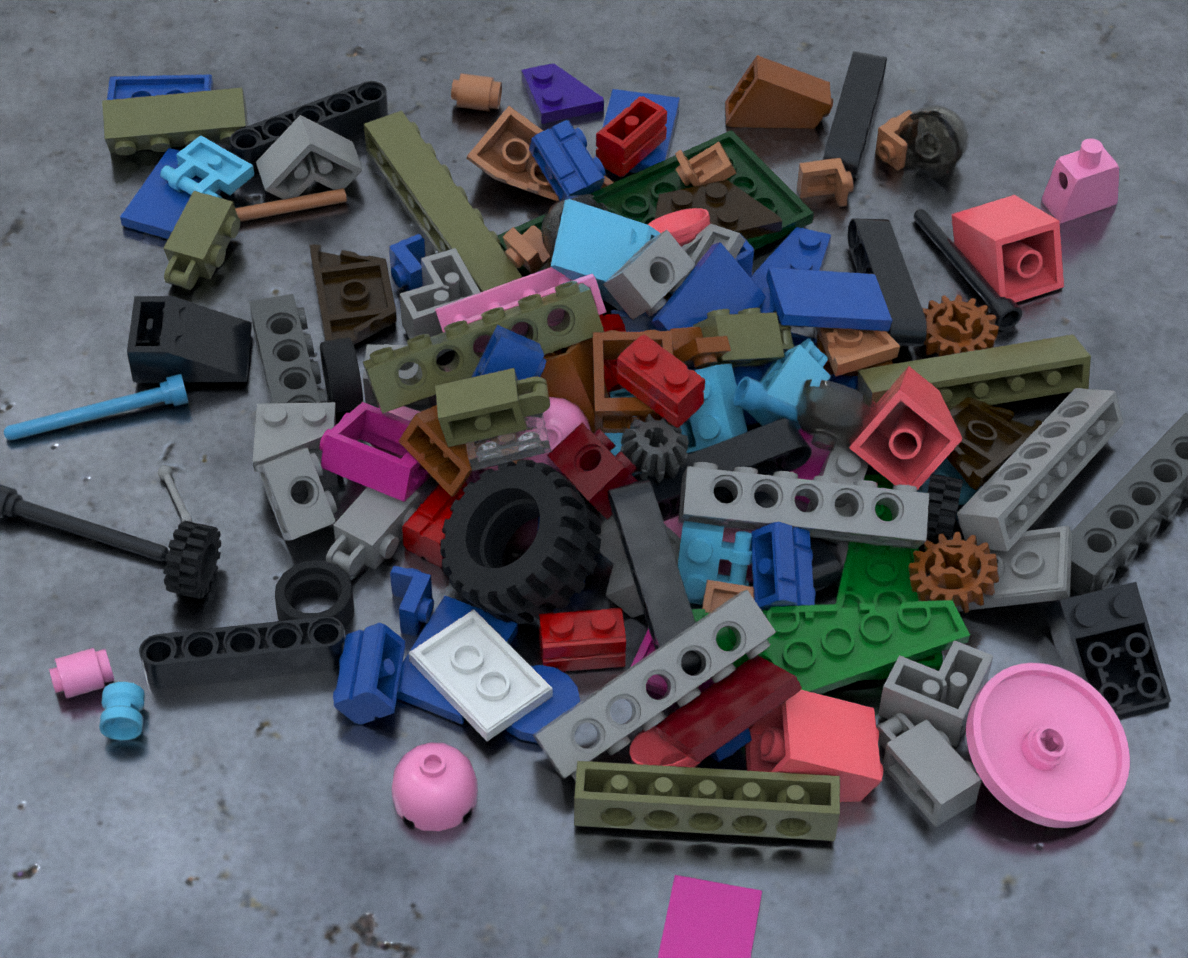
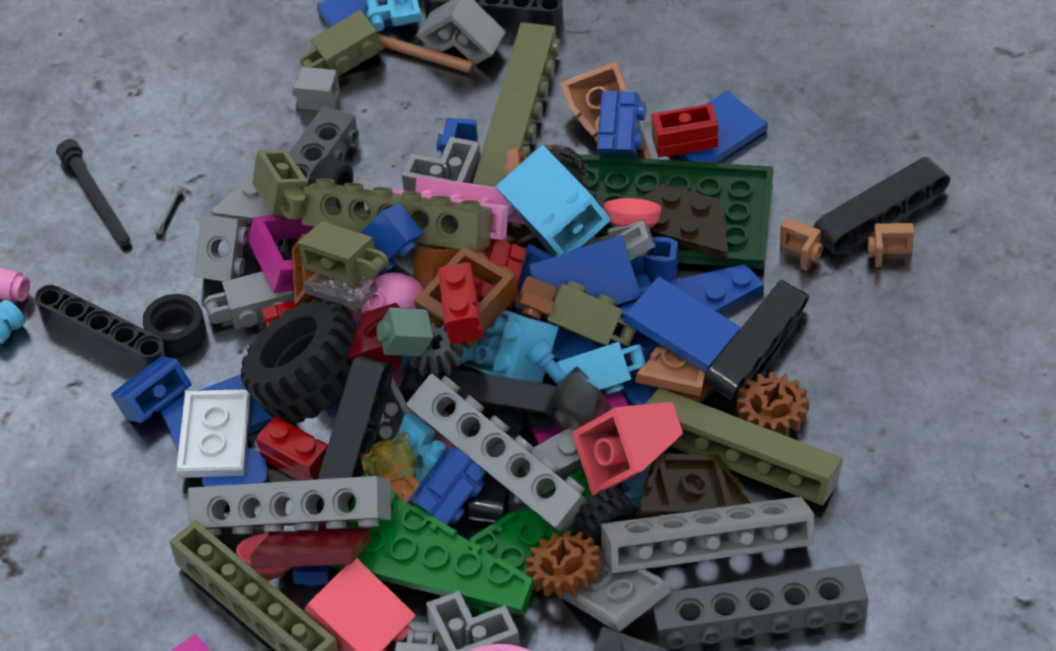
camera: 45 degrees right, 0 degrees up
(169, 392) = (231, 139): dark azure piece -> none
(186, 339) = (262, 109): black slope -> none
(192, 559) = (138, 254): black tyre -> none
(215, 289) = (315, 88): none -> light grey brick
(326, 385) = (280, 183): none -> olive brick
(352, 294) = (402, 131): dark brown wing -> none
(417, 597) = (226, 362): blue bracket -> none
(434, 786) = (121, 484): bright pink cylinder -> none
(476, 92) = (629, 42): nougat brick -> none
(558, 94) = (688, 73): dark purple wing -> none
(637, 438) = (405, 332): none -> sand green brick
(650, 275) = (571, 219): light grey brick -> none
(706, 167) = (712, 183): nougat bracket -> none
(714, 576) = (390, 459): none -> clear yellow brick
(777, 98) = (833, 161): dark orange slope -> none
(934, 140) = (912, 256): clear smoke cylinder -> none
(1004, 308) = (825, 413): black piece -> none
(1012, 247) = (876, 371): coral slope -> none
(1082, 182) = (989, 354): bright pink torso -> none

